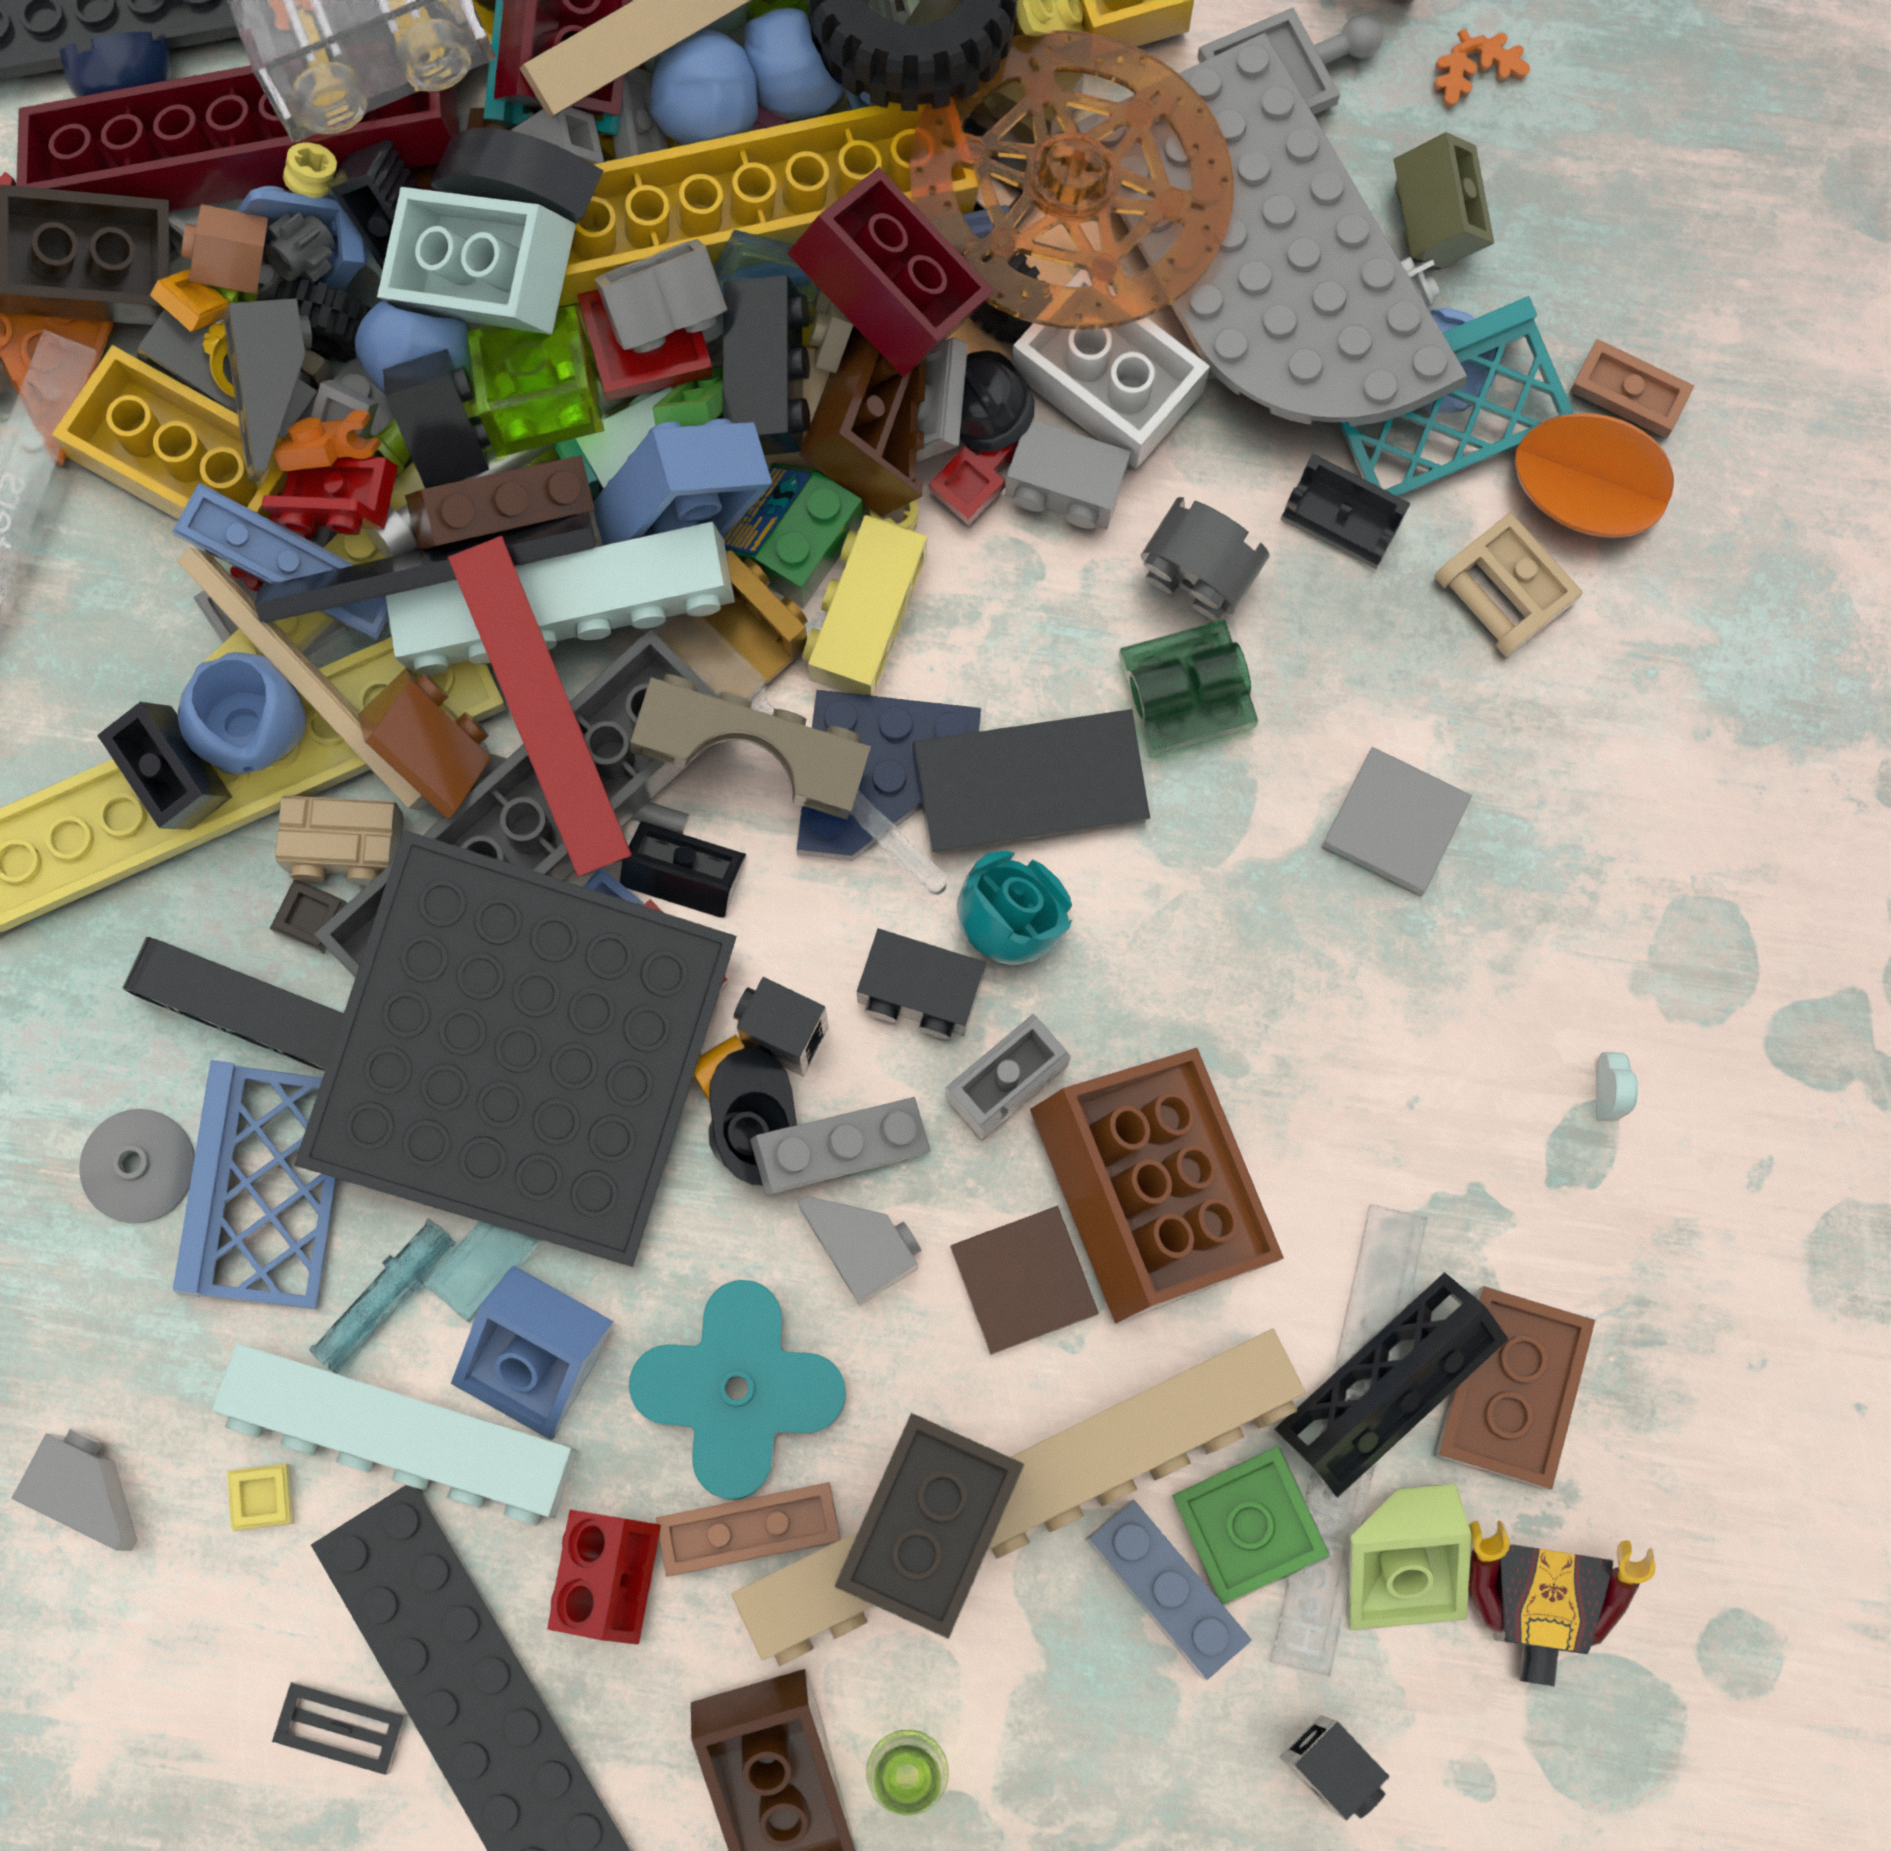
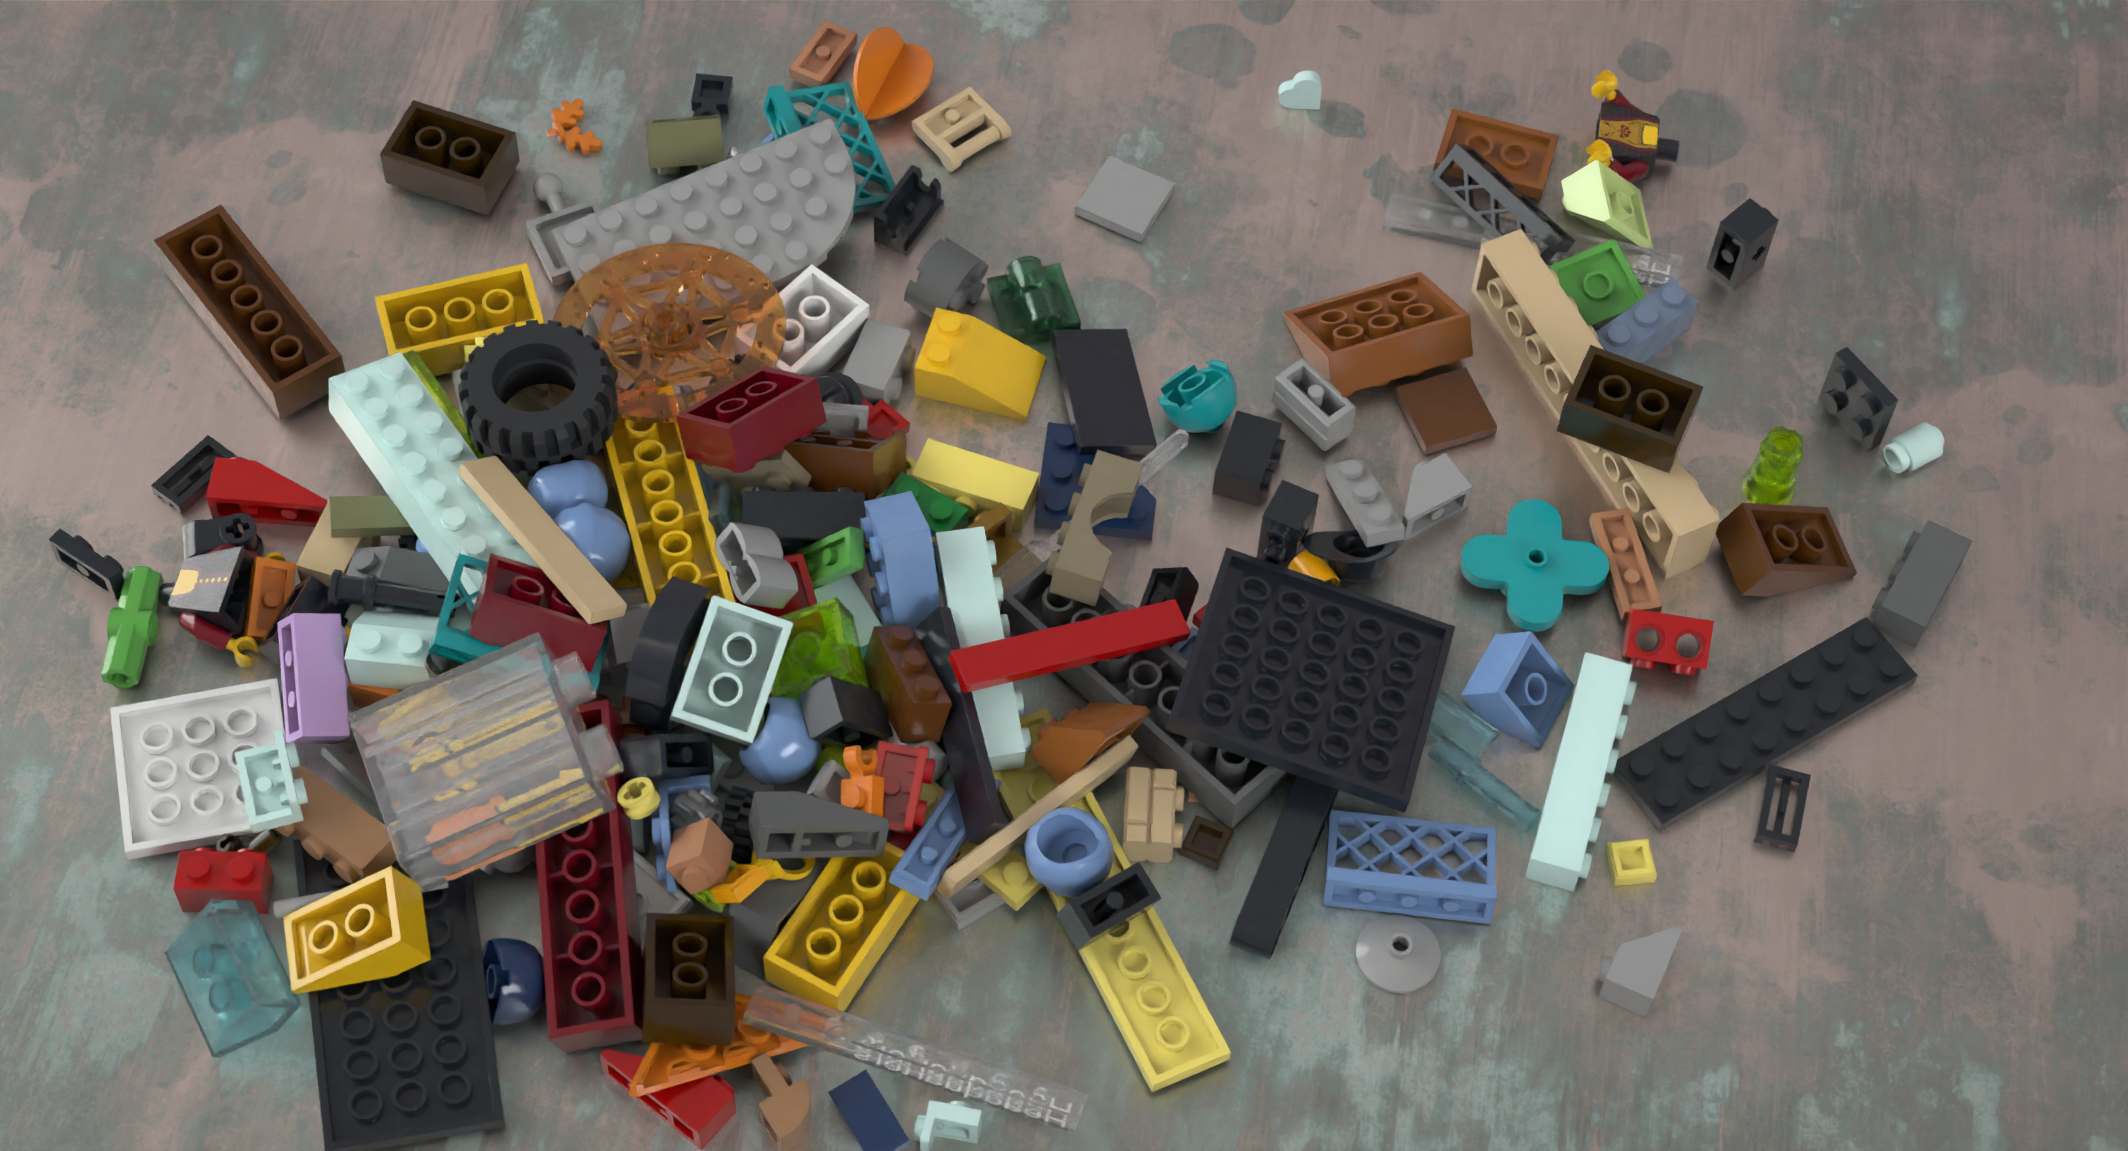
camera: 90 degrees left, 20 degrees down
(1071, 612) = (977, 366): none -> yellow slope
(1541, 239) = (711, 95): none -> black plate

